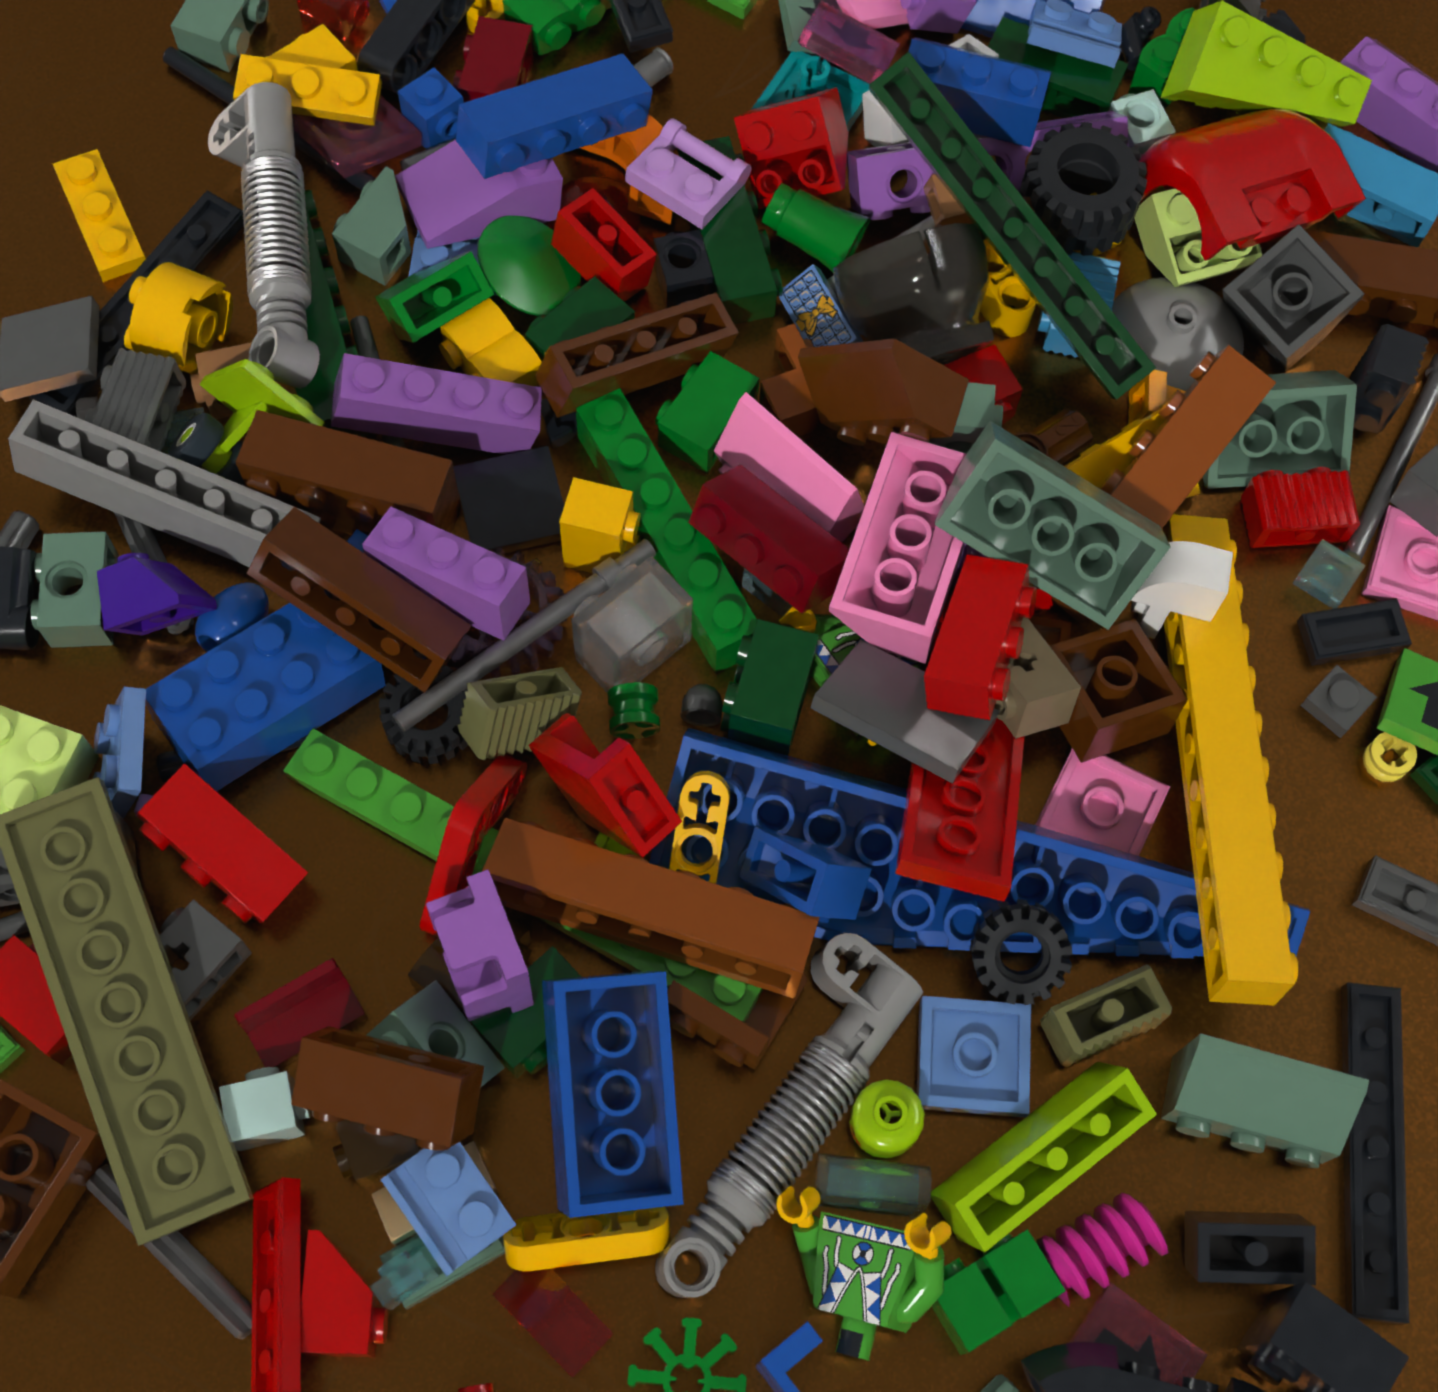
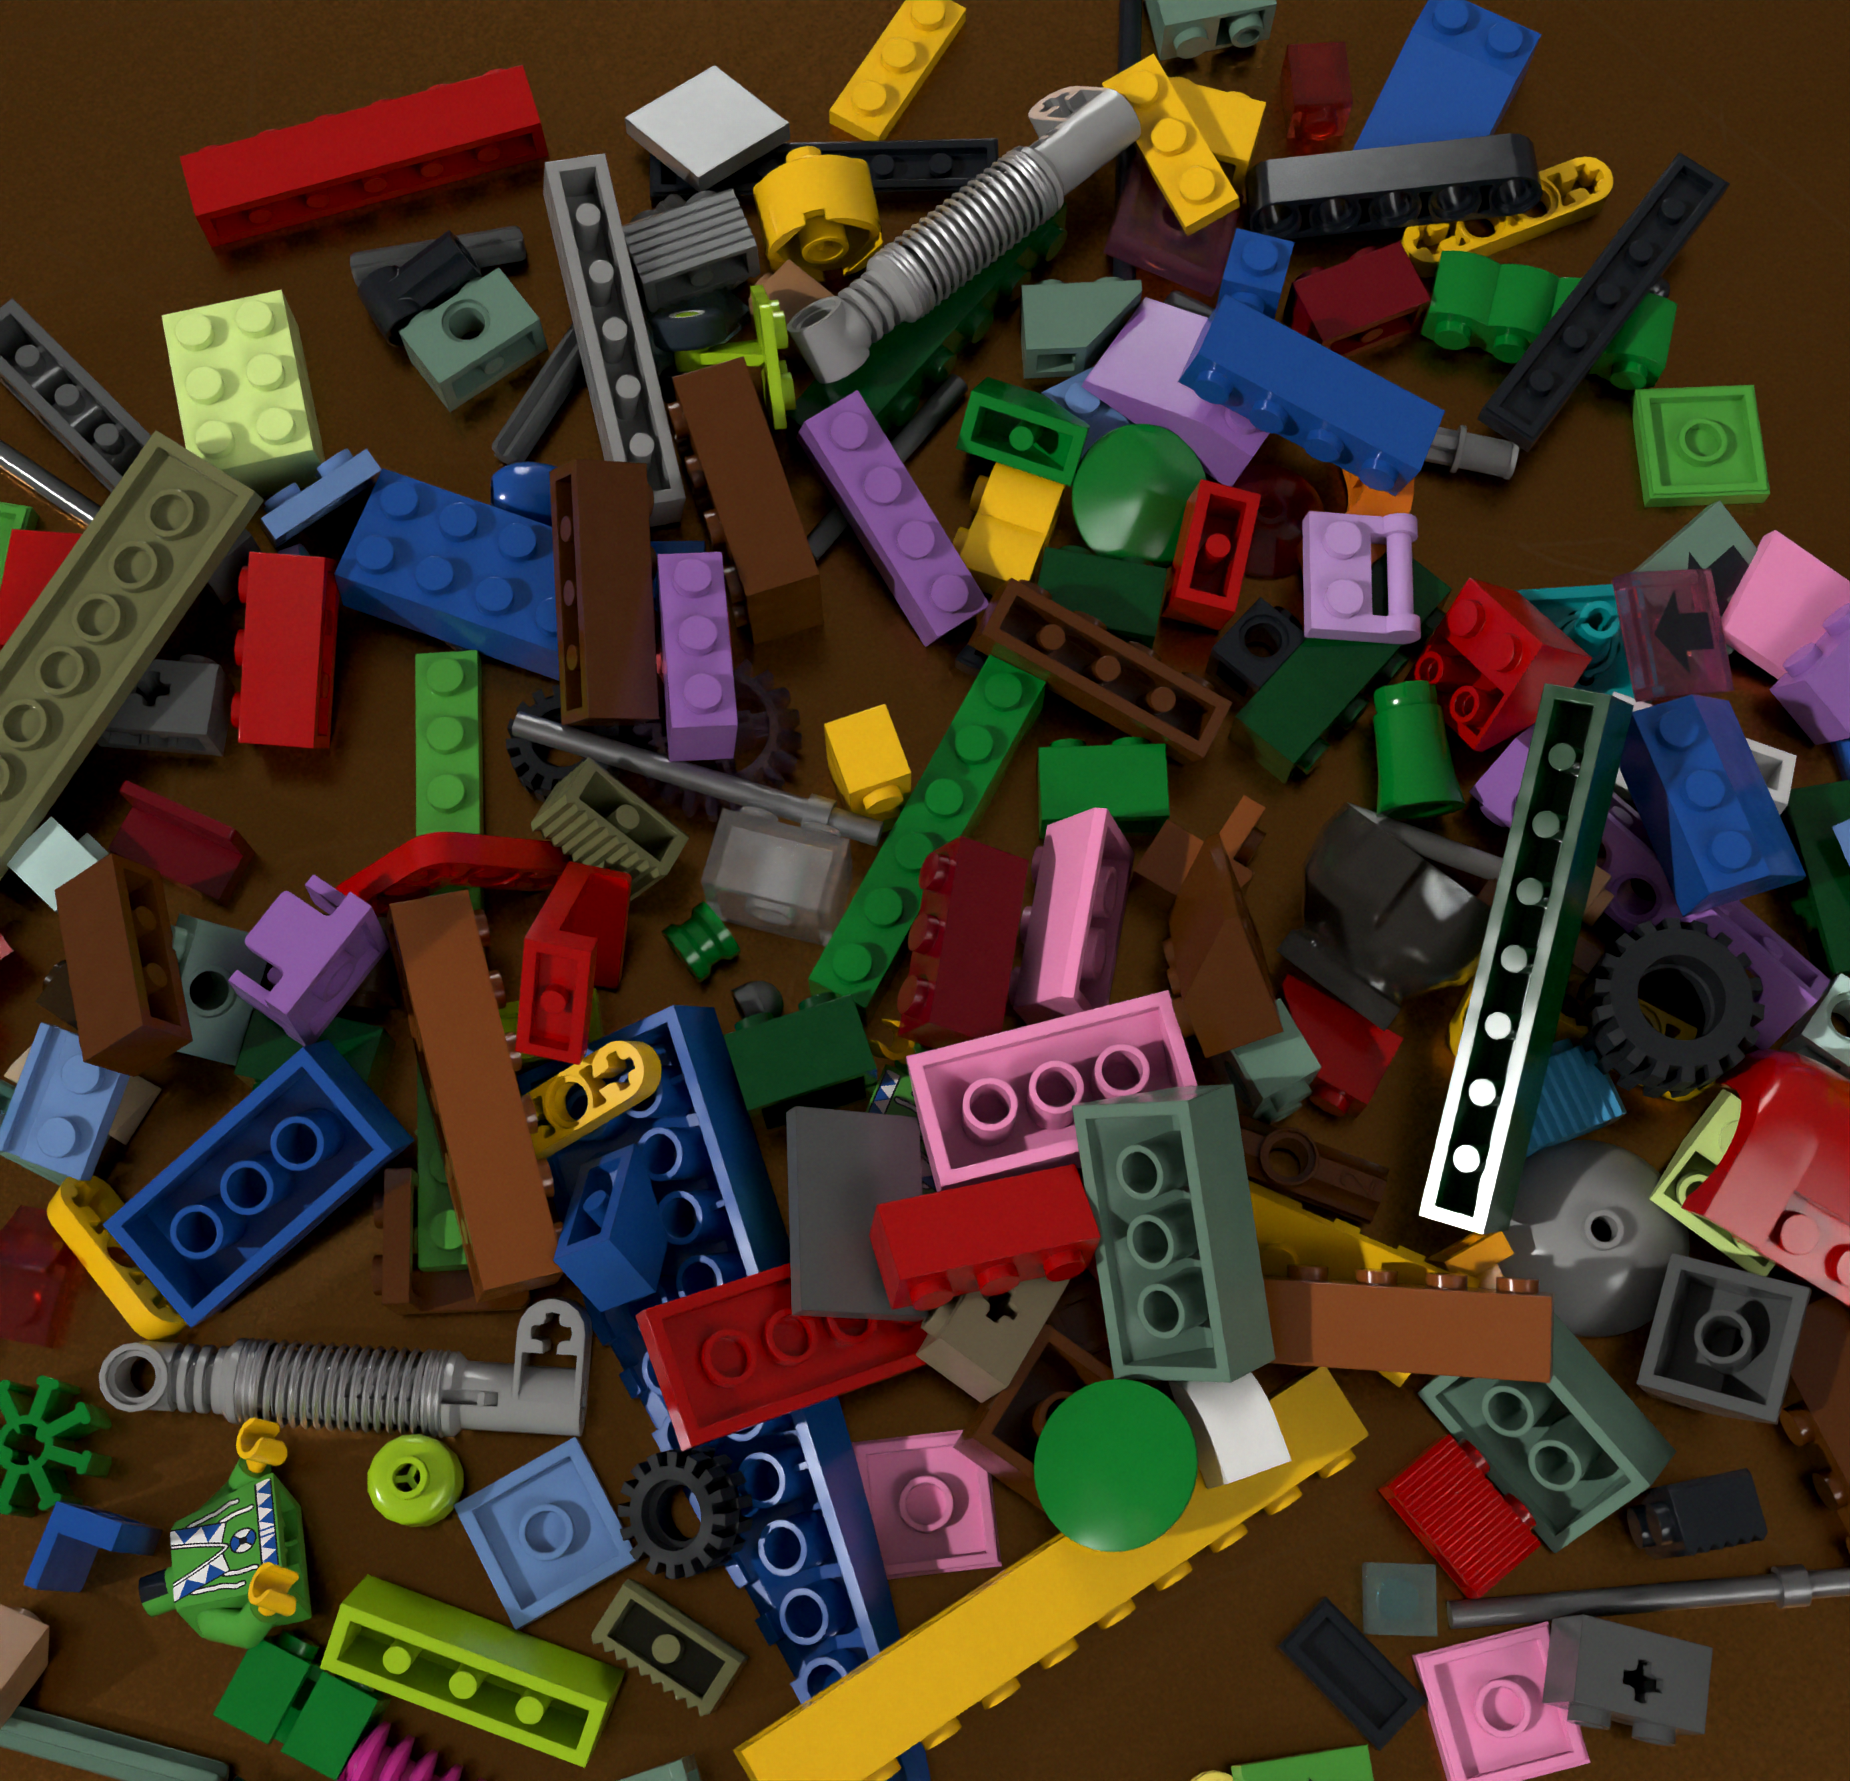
camera: 60 degrees right, 5 degrees up
(148, 595) = (501, 402): dark purple slope -> none
(511, 500) = (858, 661): black tile -> none
(817, 310) = (1294, 833): tile -> none
(872, 1185) = (344, 1507): clear light blue brick -> none
(1172, 653) = (1115, 1465): none -> green shield
(1338, 701) = (1246, 1703): dark grey plate -> none

